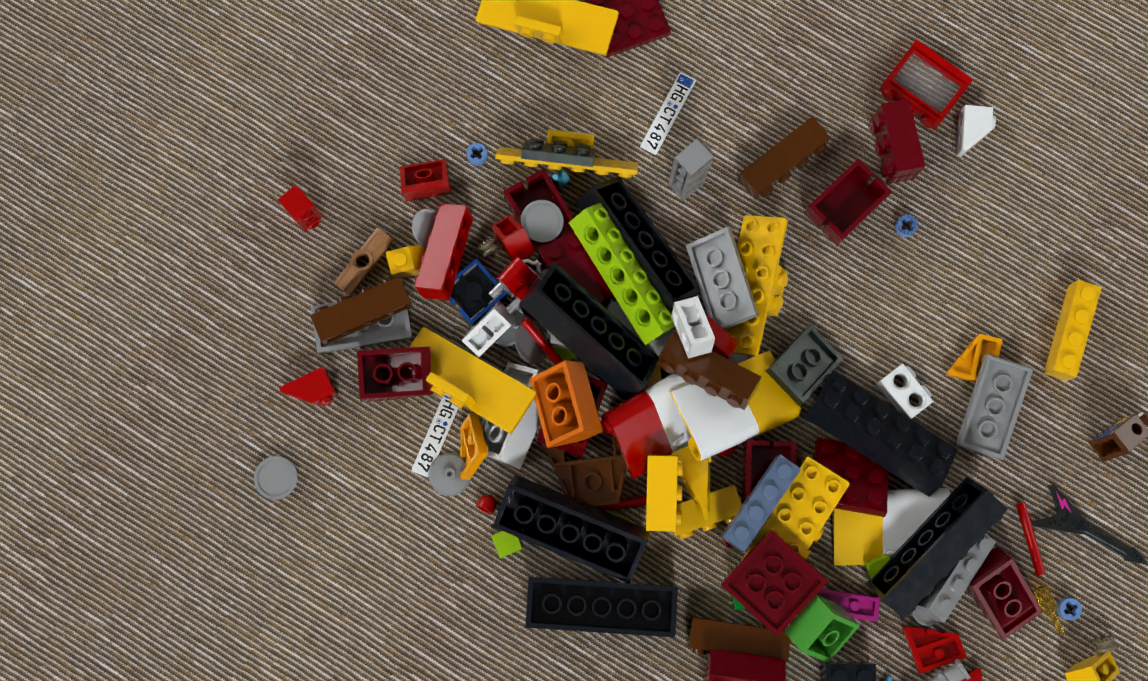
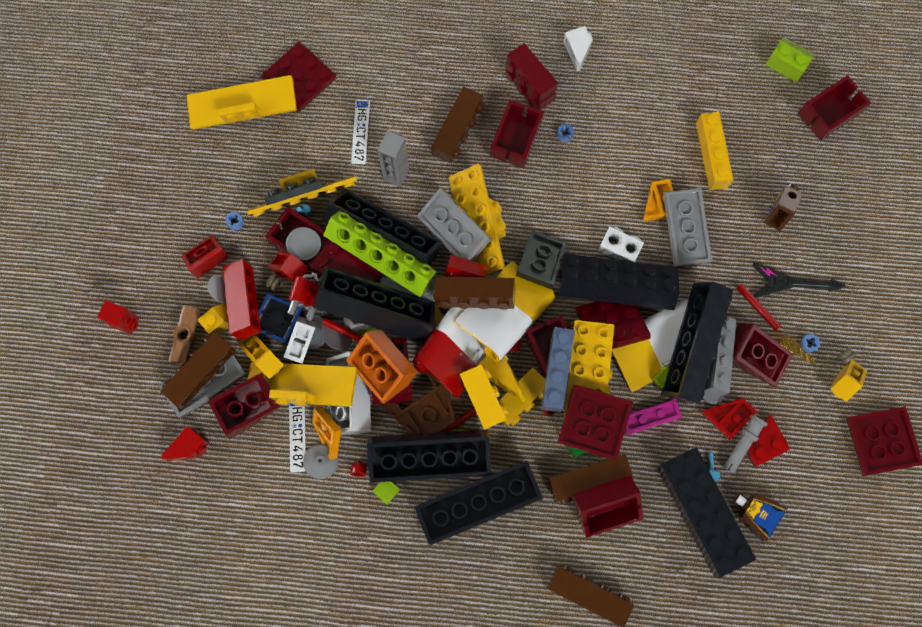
camera: 25 degrees left, 5 degrees down
(275, 477) = (188, 526): light grey piece -> none
(437, 327) = (261, 356): none -> yellow slope
(693, 327) = (448, 265): white brick -> none
(821, 628) = (645, 440): bright green brick -> none
(928, 83) = (533, 27): window -> none

